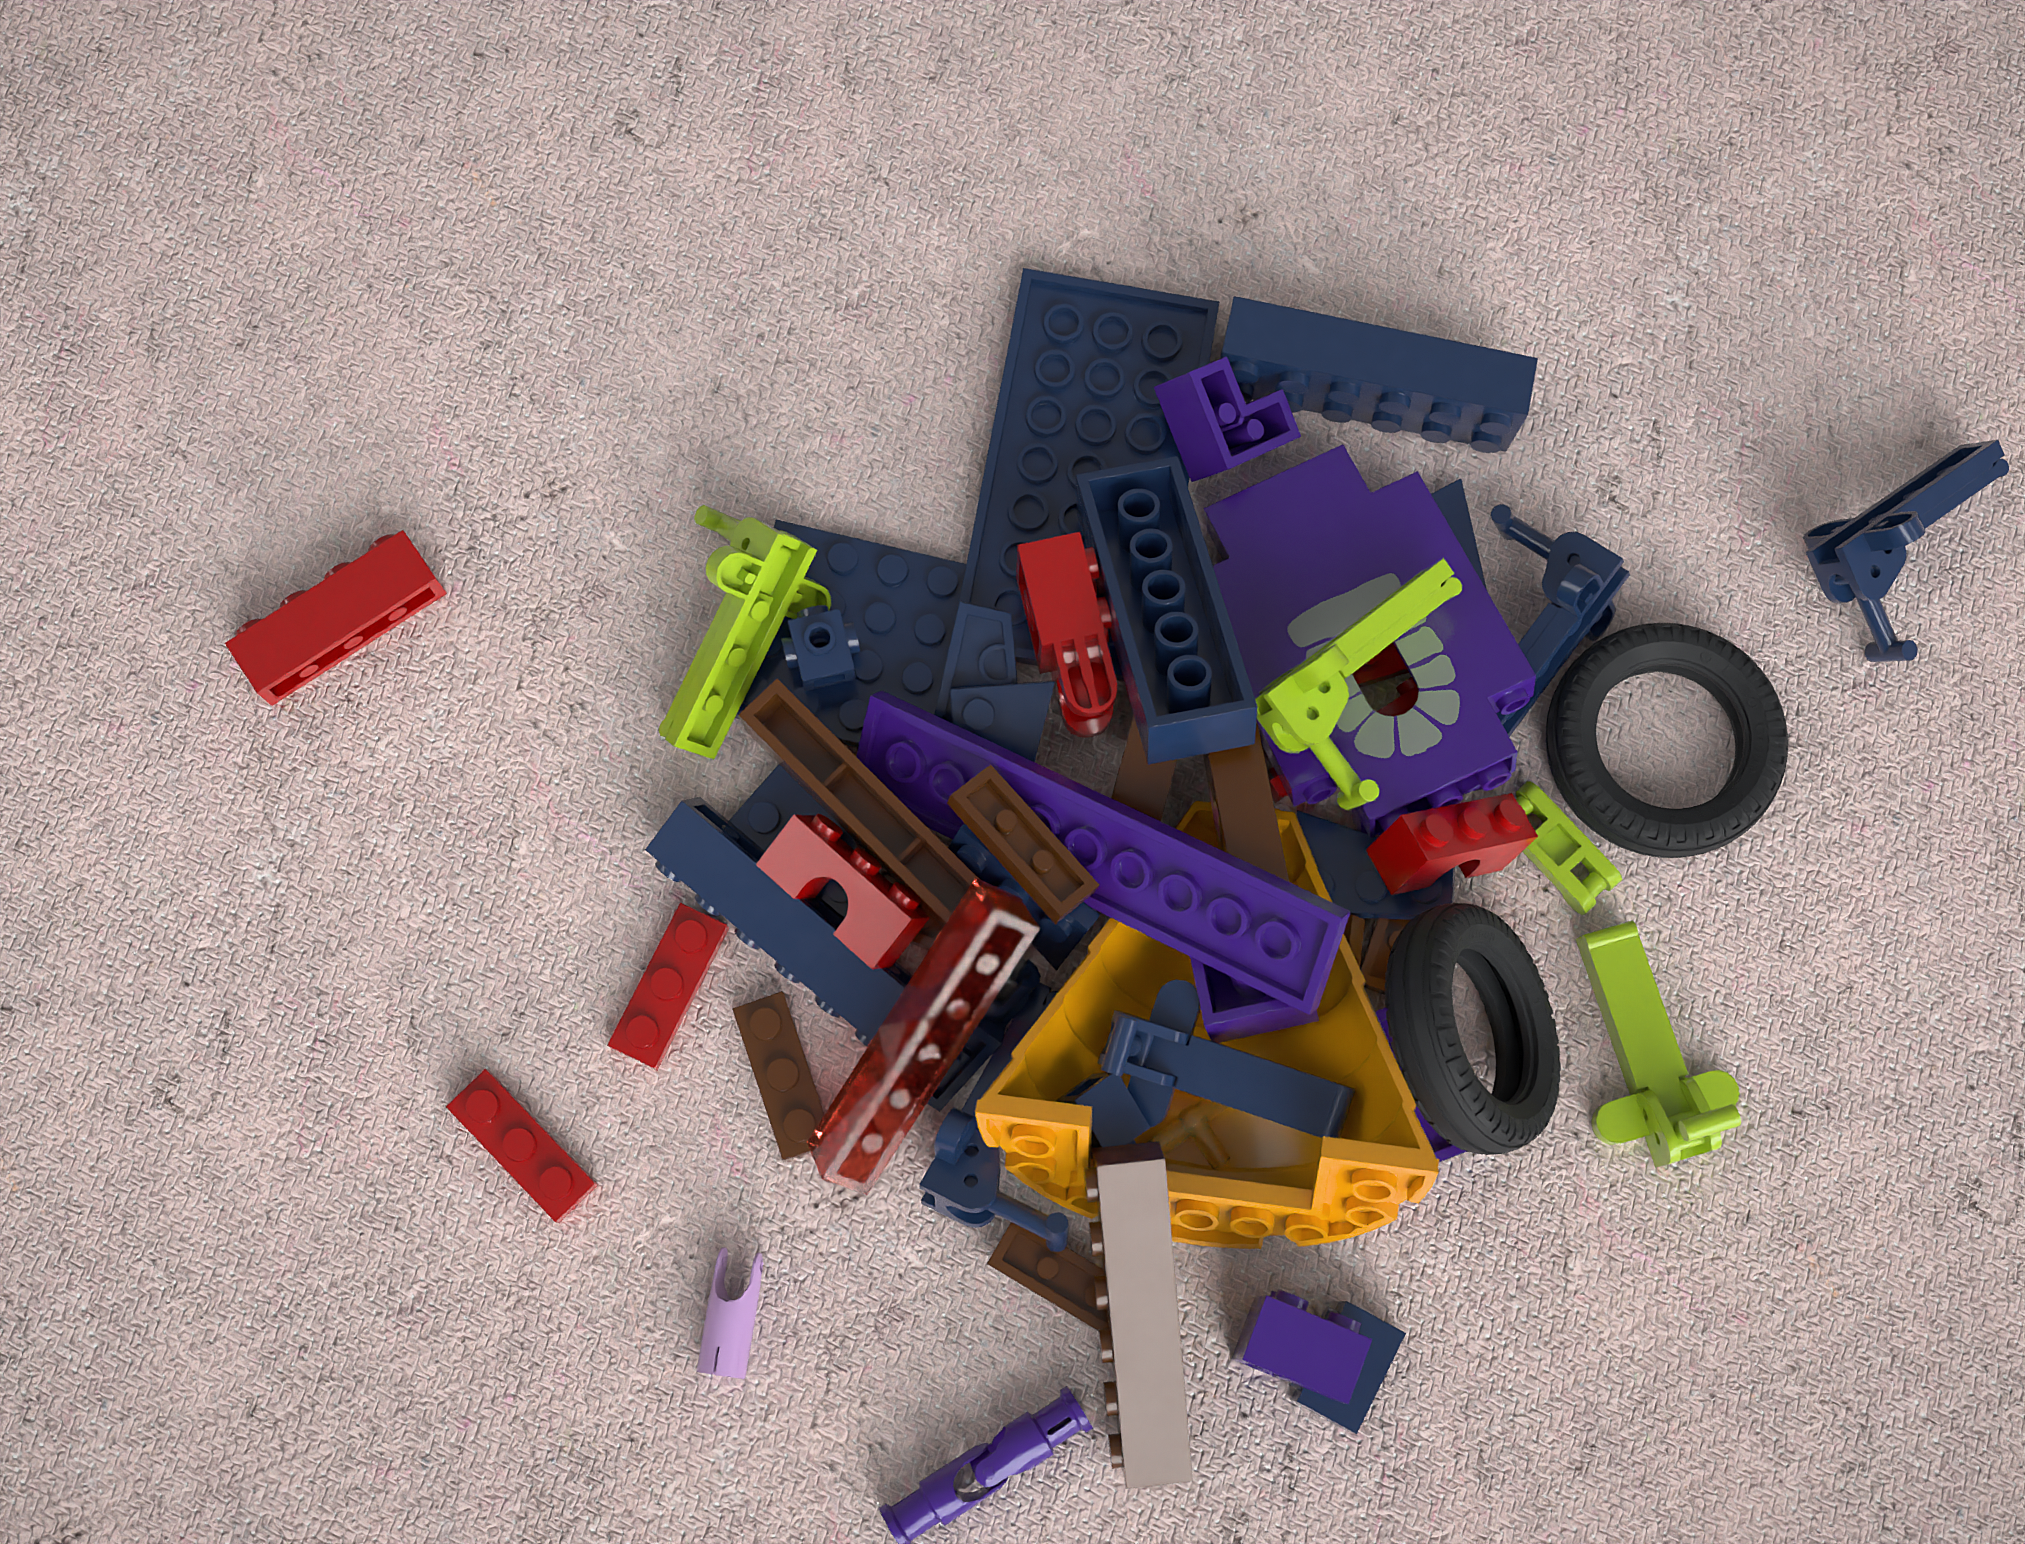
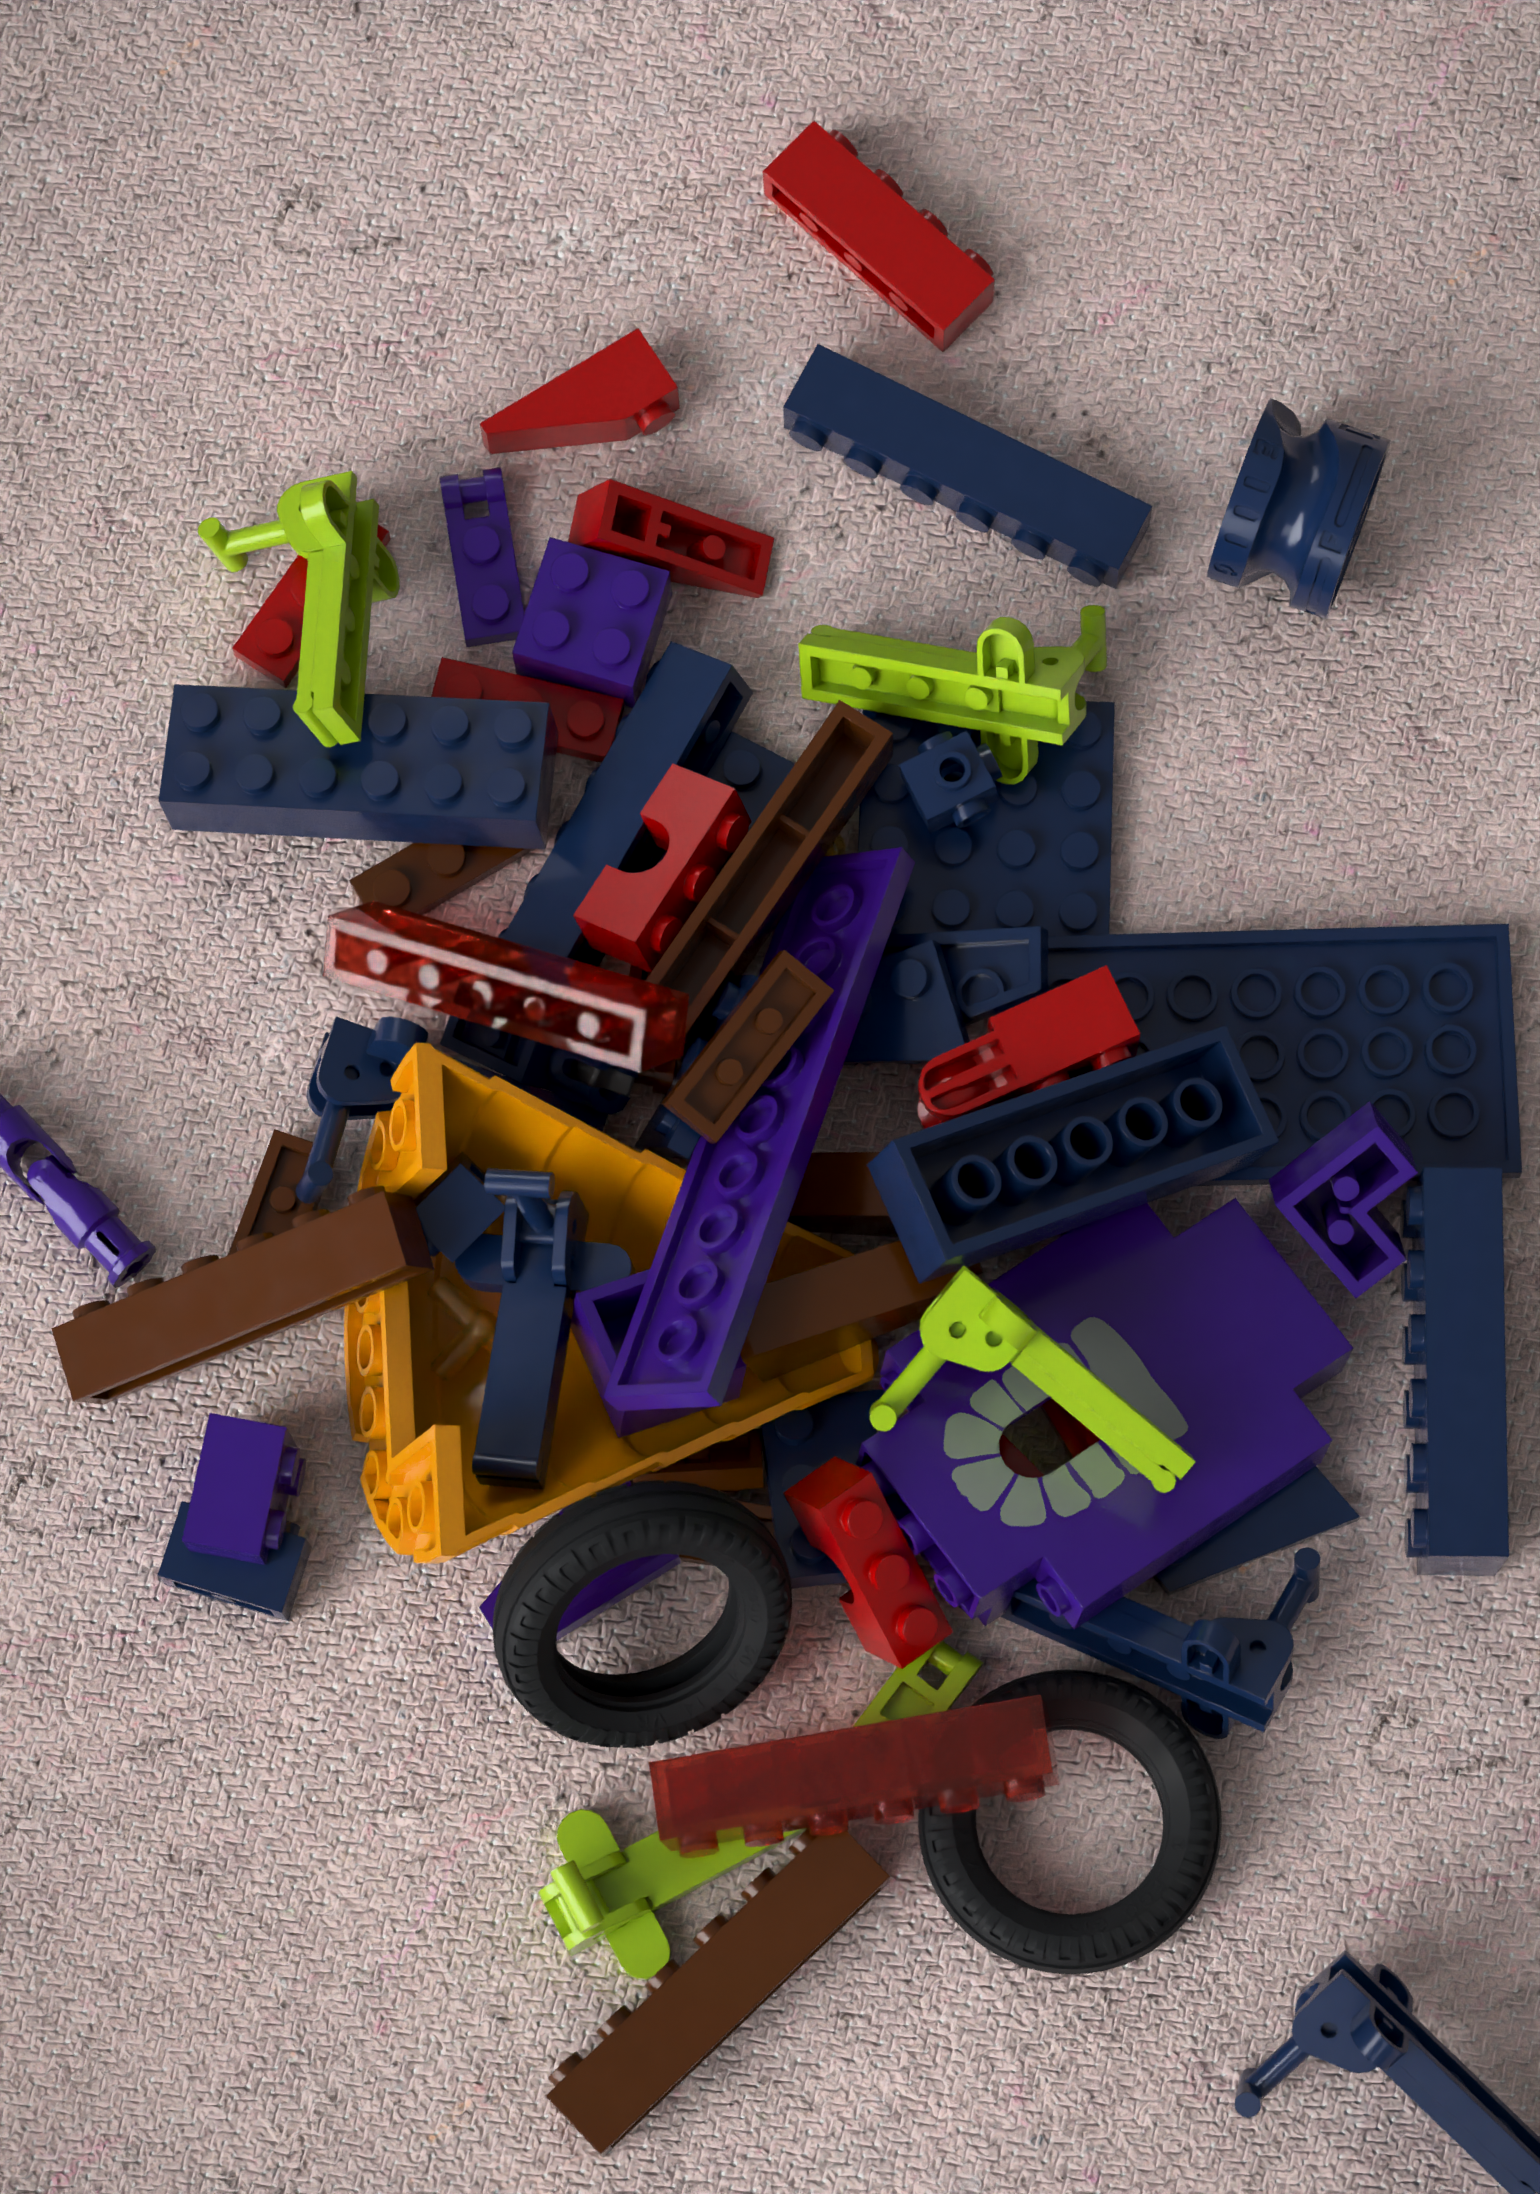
camera: 85 degrees right, 0 degrees up
(418, 874) = (594, 402): none -> red slope
(517, 1102) = (344, 578): none -> lime piece
(528, 994) = (483, 559): none -> dark purple plate
(552, 591) = (966, 468): none -> dark blue brick
(553, 840) = (672, 537): none -> red slope
(609, 912) = (592, 621): none -> dark purple brick
(662, 332) = (1298, 507): none -> dark blue piece
(690, 1132) = (417, 776): none -> dark blue brick
(729, 1323) = (159, 861): lavender piece -> none
(1624, 888) = (854, 1775): none -> clear red brick
(1758, 1041) = (716, 1988): none -> reddish brown brick

